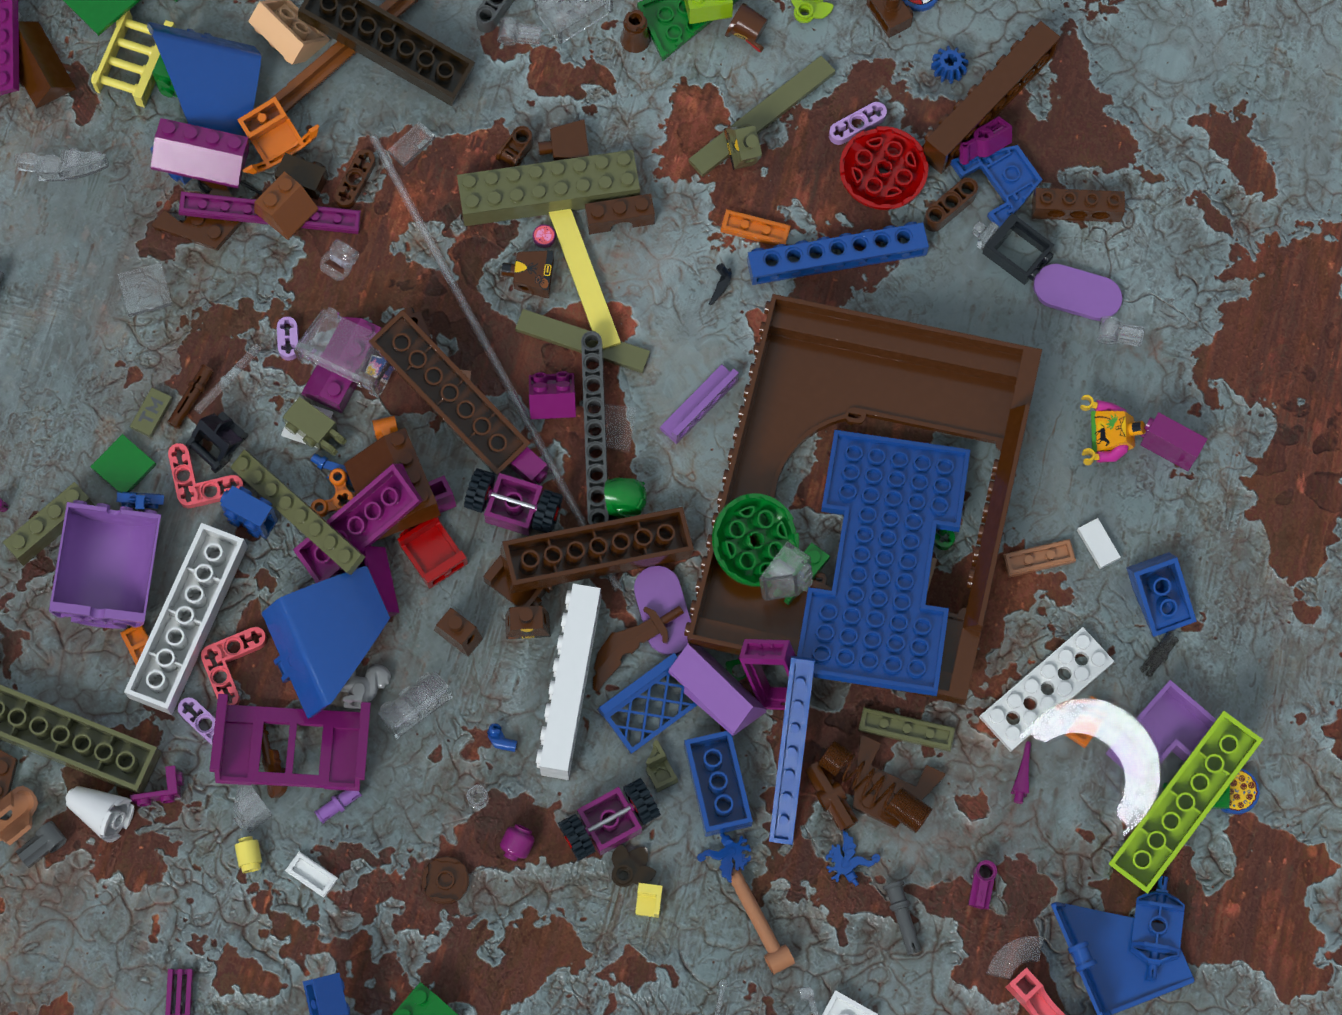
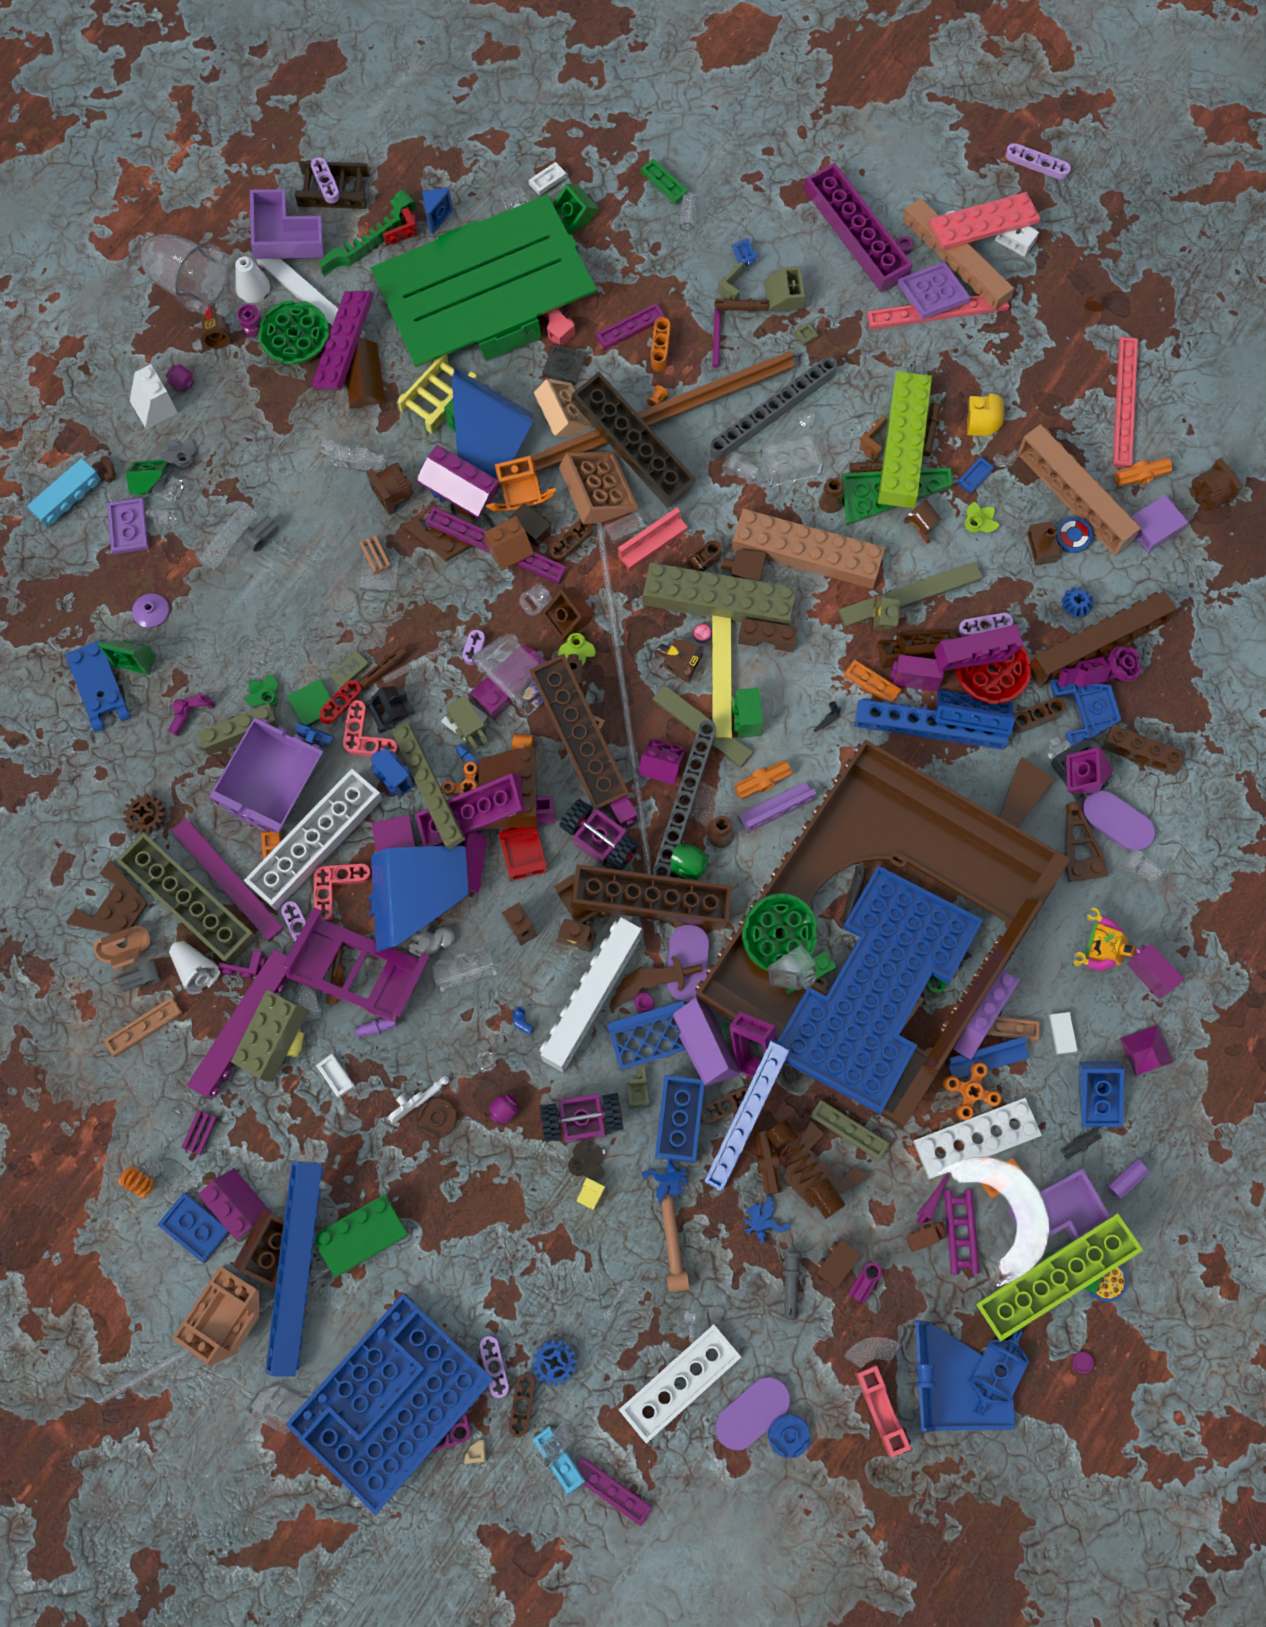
camera: 25 degrees right, 0 degrees up
(57, 471) = (261, 691): none -> green plate
(66, 899) = (143, 1027): none -> nougat tile
(100, 699) = (227, 879): none -> magenta tile
(119, 257) = (369, 542): none -> nougat tile
(121, 184) = (390, 486): none -> reddish brown piece
(157, 462) = (339, 710): none -> red beam
(183, 857) = (217, 1062): none -> magenta brick
(221, 855) = (269, 1035): none -> olive brick
(276, 580) = (393, 833): none -> magenta brick
(362, 106) = (597, 486): none -> nougat slope
(382, 263) = (567, 612): none -> reddish brown slope
(415, 299) = (583, 650): none -> lime plate
(415, 869) = (416, 1101): none -> white piece
(448, 147) = (652, 539): none -> coral fence
(630, 100) = (809, 548): none -> nougat brick
(630, 308) = (747, 712): none -> green brick
(630, 669) = (643, 1001): none -> magenta tile
(645, 458) = (720, 838): none -> reddish brown plant
(673, 377) = (762, 779): none -> orange piece
(753, 750) = (711, 1107): none -> reddish brown beam
(792, 172) = (912, 644): none -> reddish brown slope
(802, 201) = (916, 673): none -> magenta brick
(819, 468) = (854, 892): none -> clear smoke pin
(861, 151) = (979, 648): none -> magenta wedge
(874, 231) = (976, 718): none -> blue fence
(946, 877) = (837, 1264): none -> reddish brown brick
(965, 294) = (1024, 792): none -> reddish brown slope
(1011, 550) = (986, 1014): none -> medium lavender arch
(1014, 639) = (979, 1092): none -> orange gear
(1024, 117) = (1124, 664): none -> magenta cone
(1026, 248) = (1087, 771): none -> magenta slope
(1028, 599) = (992, 1057): none -> blue fence
(1030, 813) = (927, 1236): none -> copper piece
(1061, 356) = (1088, 868): none -> reddish brown plate
(1062, 809) = (971, 1241): none -> magenta bar
(1193, 531) = (1146, 1050): none -> magenta slope
(1221, 675) = (1128, 1179): none -> medium lavender axle
(1240, 886) = (1082, 1362): none -> magenta piece

